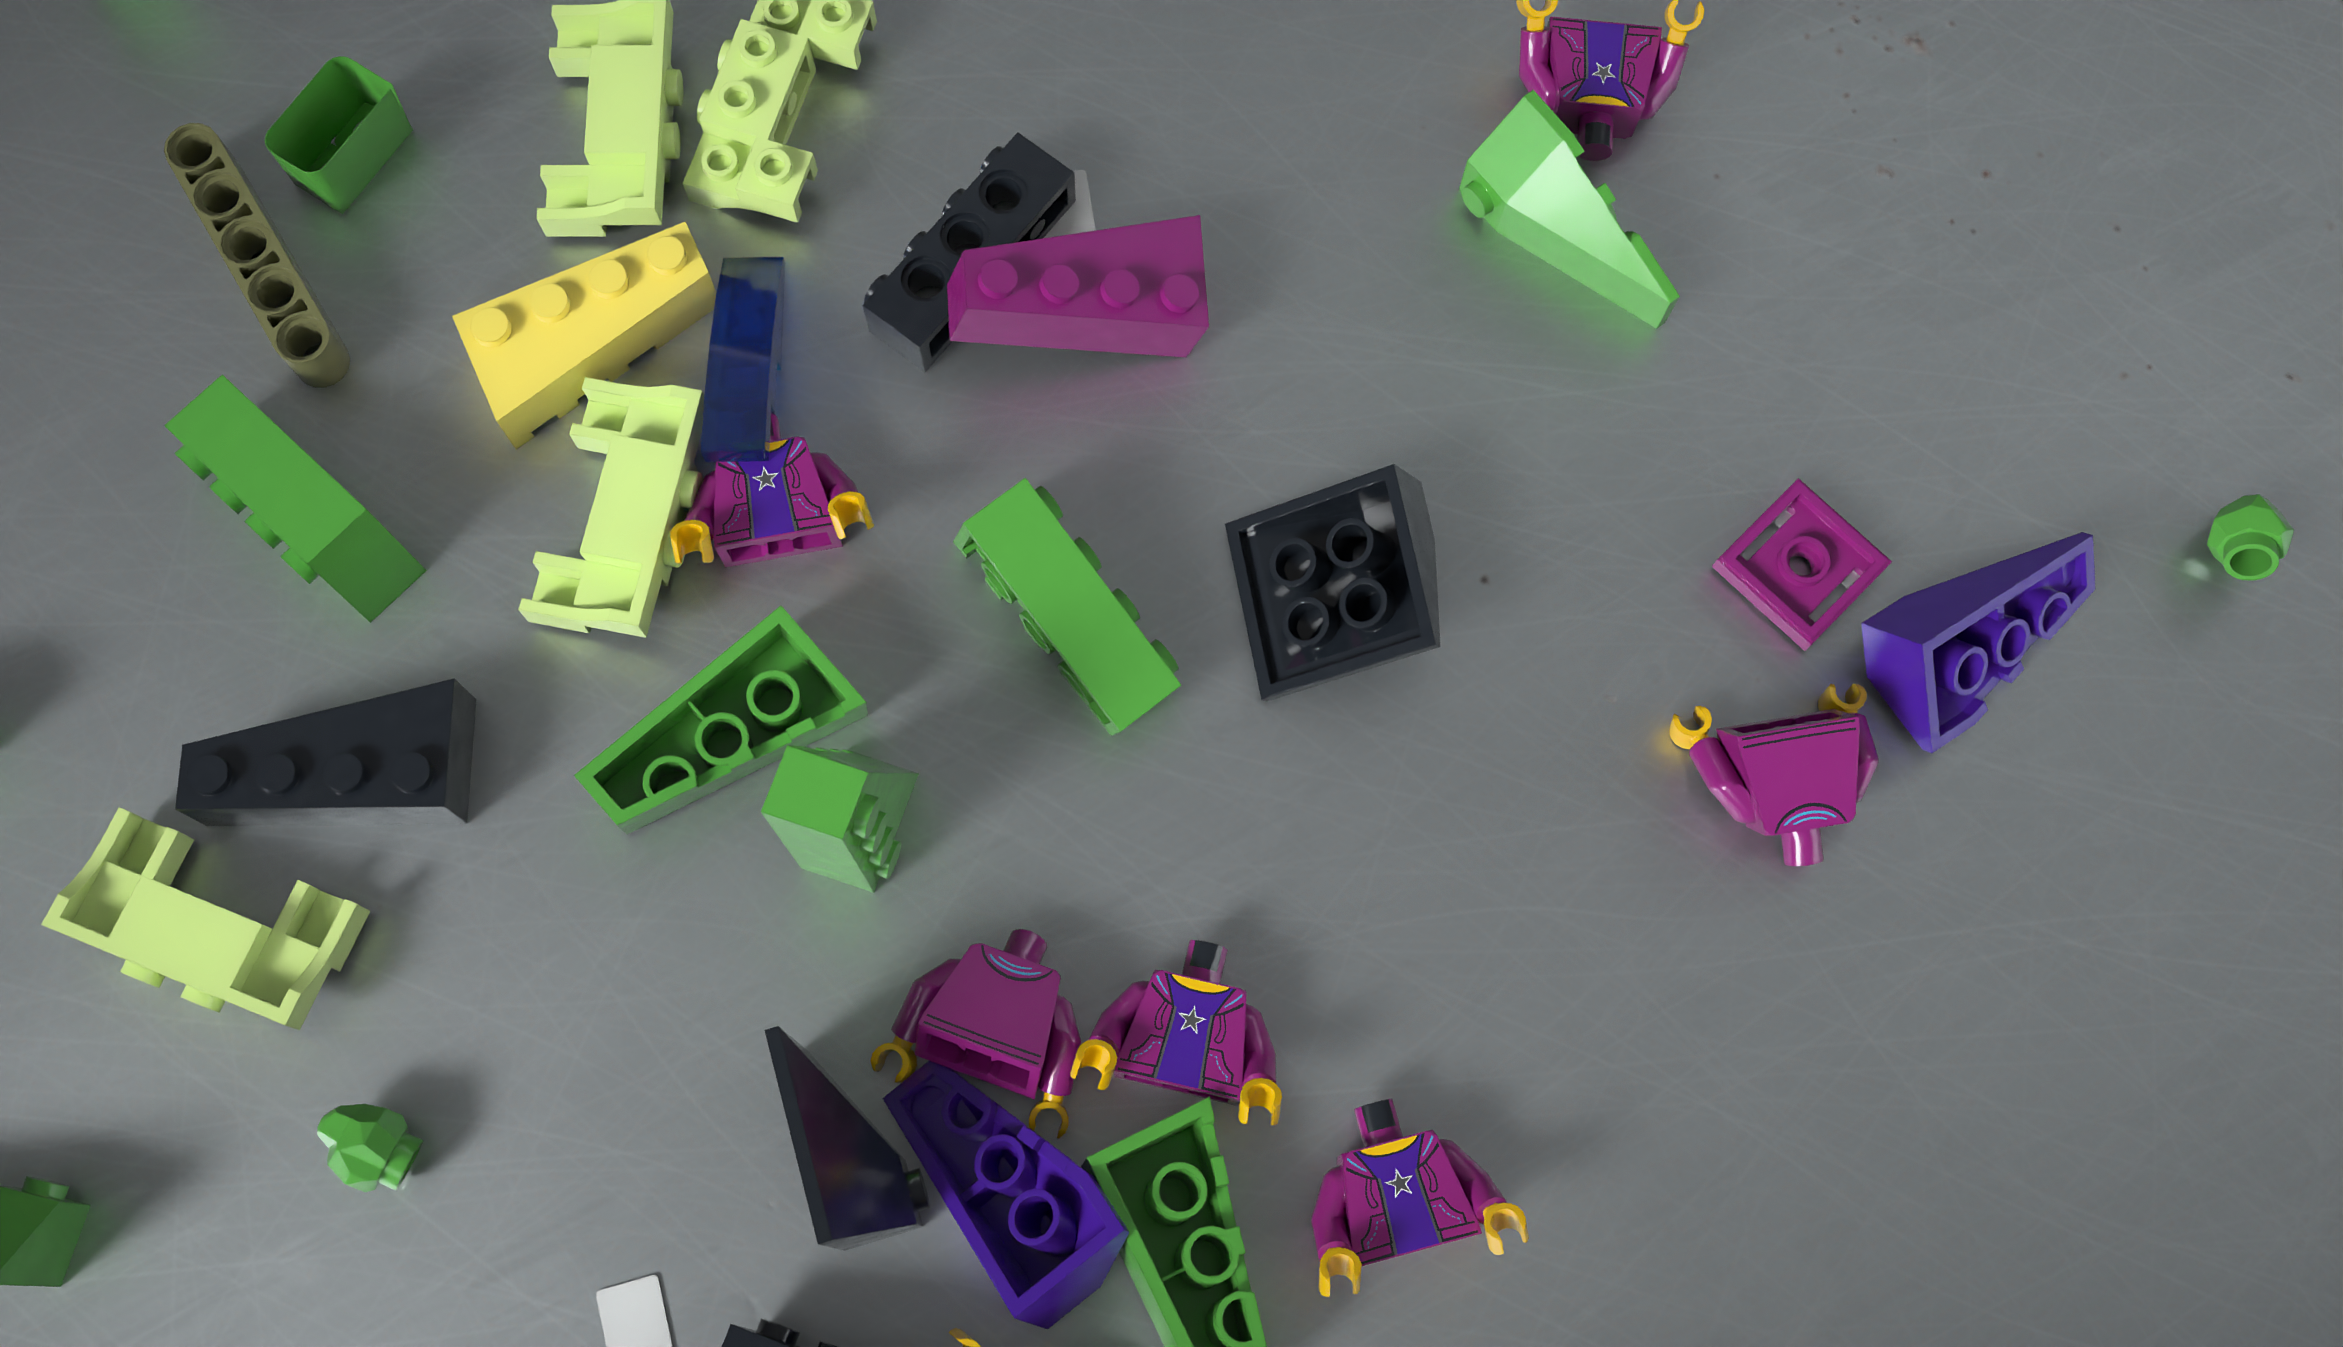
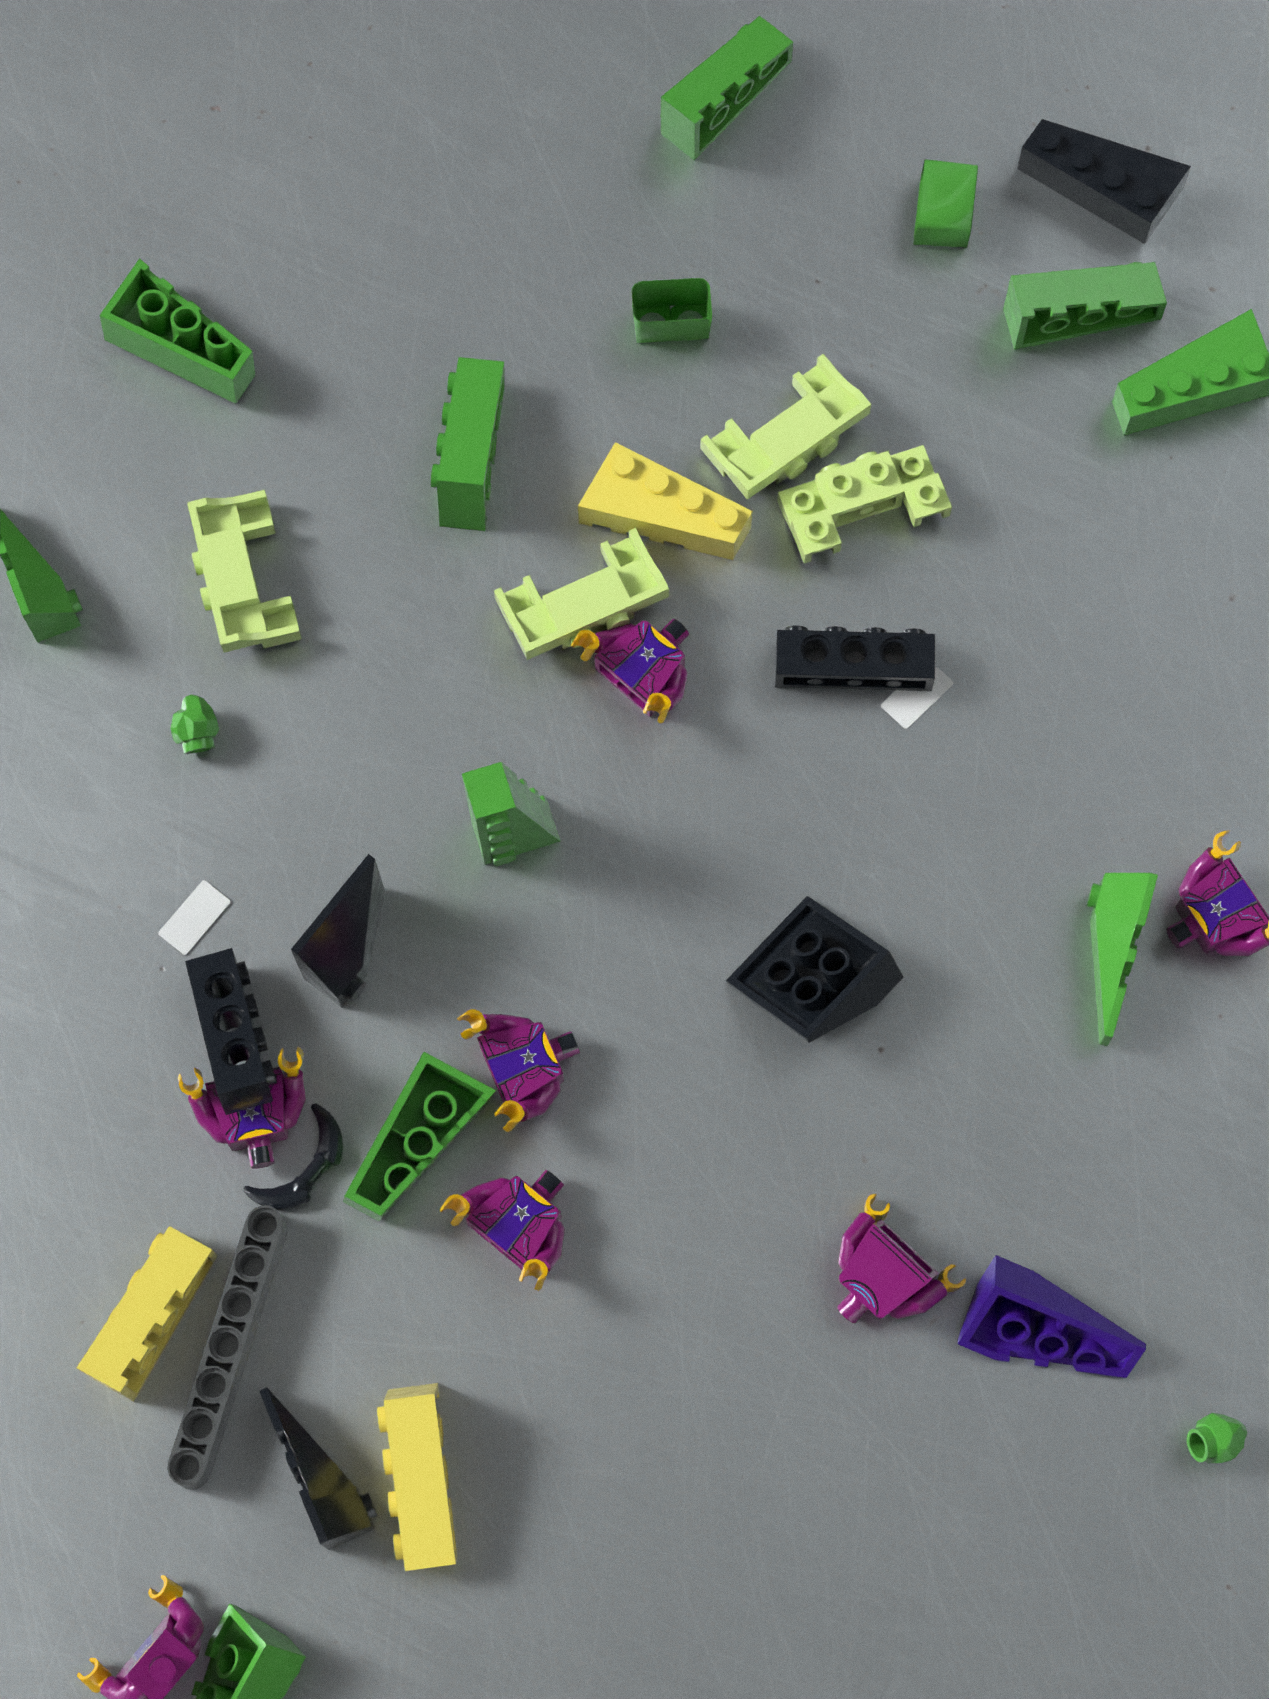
camera: 60 degrees right, 0 degrees up
(242, 234) = (580, 340): olive beam -> none
(345, 765) = (362, 575): black wedge -> none
(724, 725) = (514, 730): bright green wedge -> none
(743, 360) = (707, 593): clear blue slope -> none
(994, 1021) = (460, 965): magenta torso -> none
(1015, 1196) = (382, 1033): dark purple wedge -> none
(1069, 605) = (695, 847): bright green wedge -> none
(1087, 291) = (873, 735): magenta wedge -> none
(1822, 537) = (1038, 1202): magenta piece -> none

